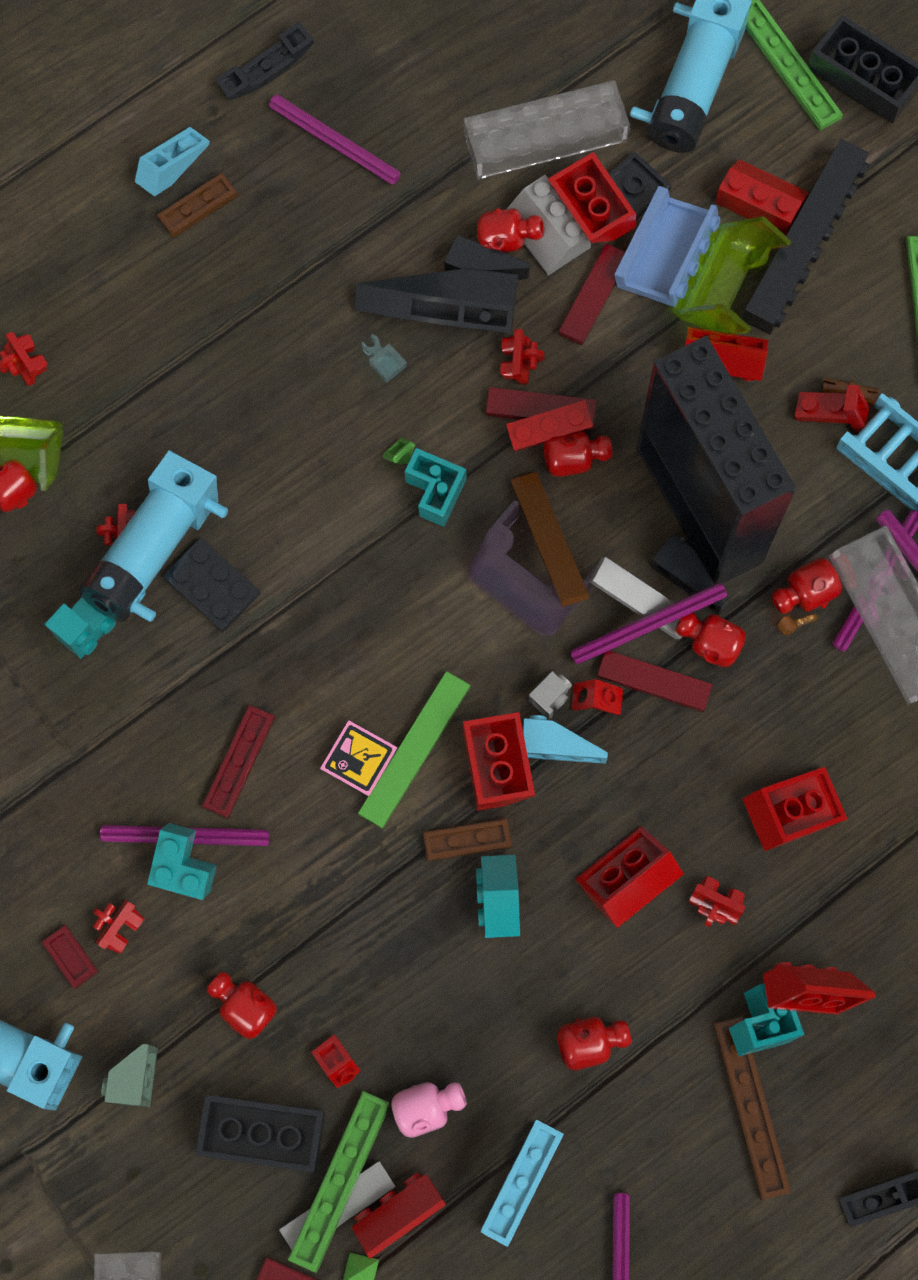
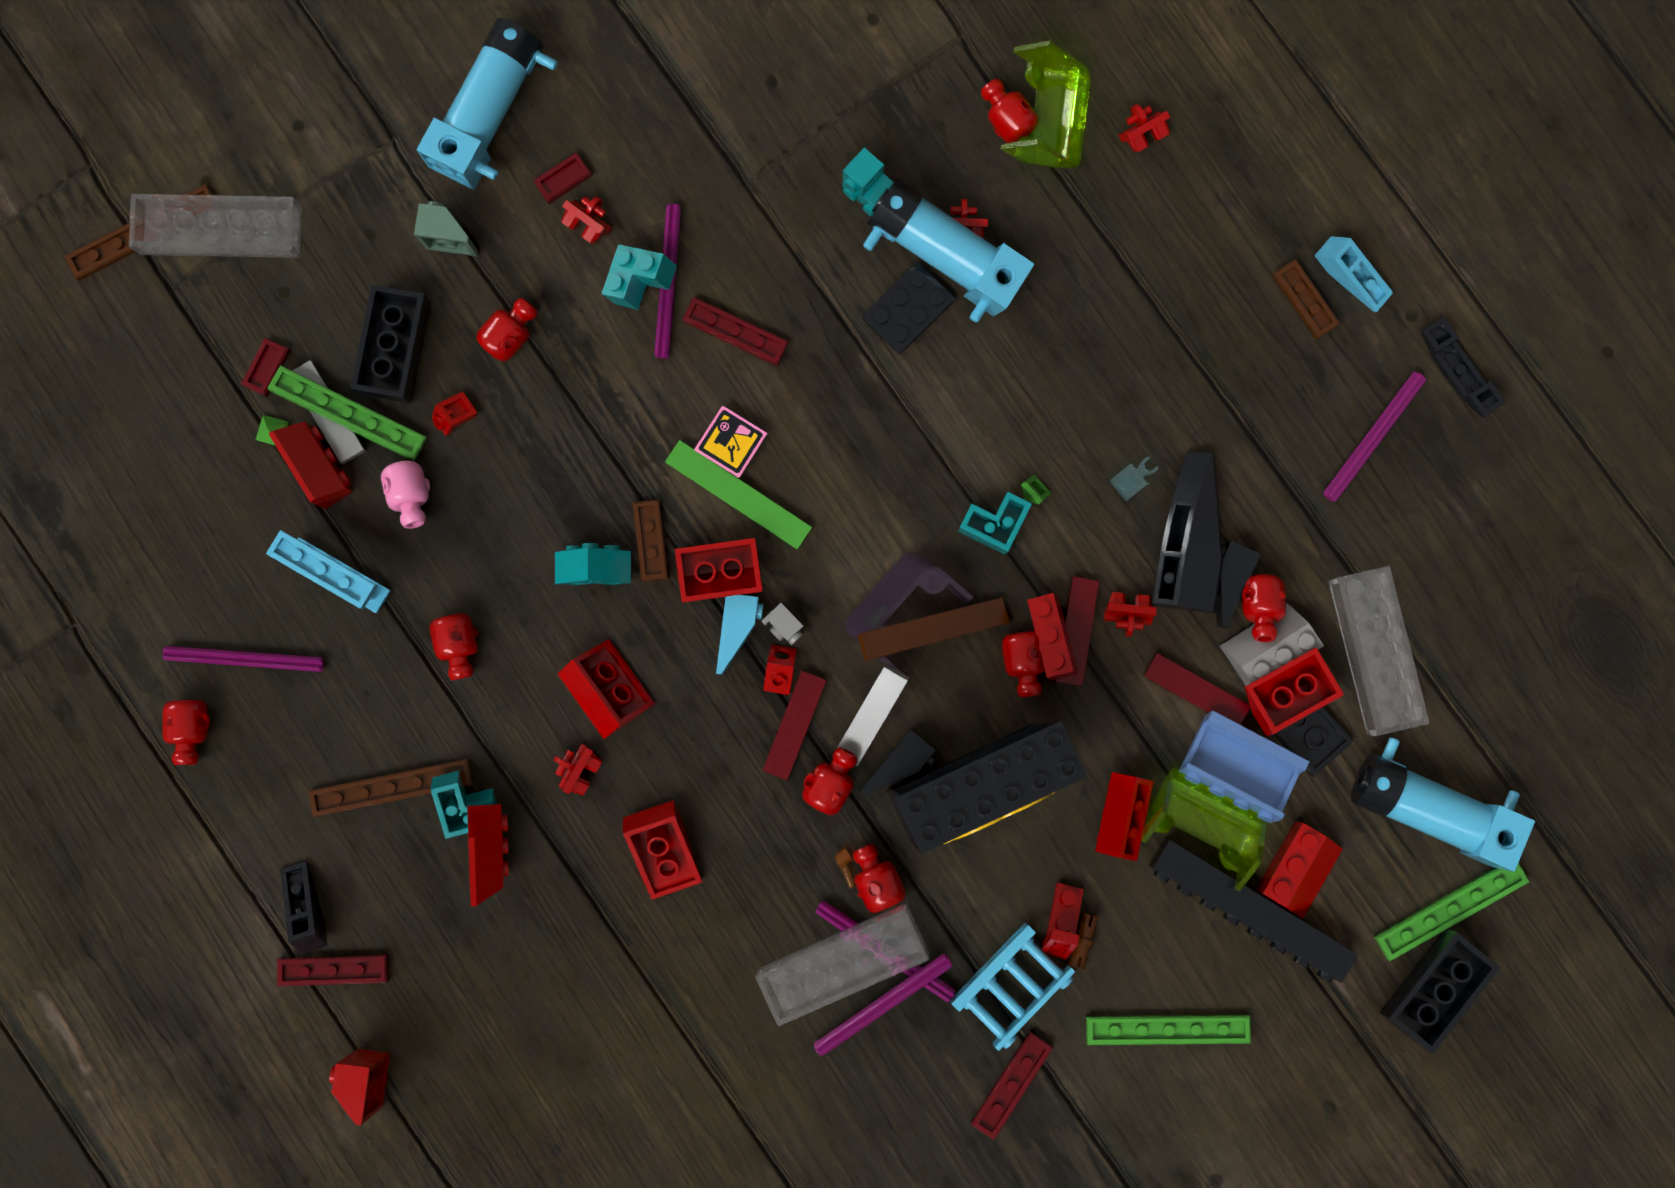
camera: 85 degrees right, 10 degrees up
(649, 623) = (845, 722): magenta axle -> none

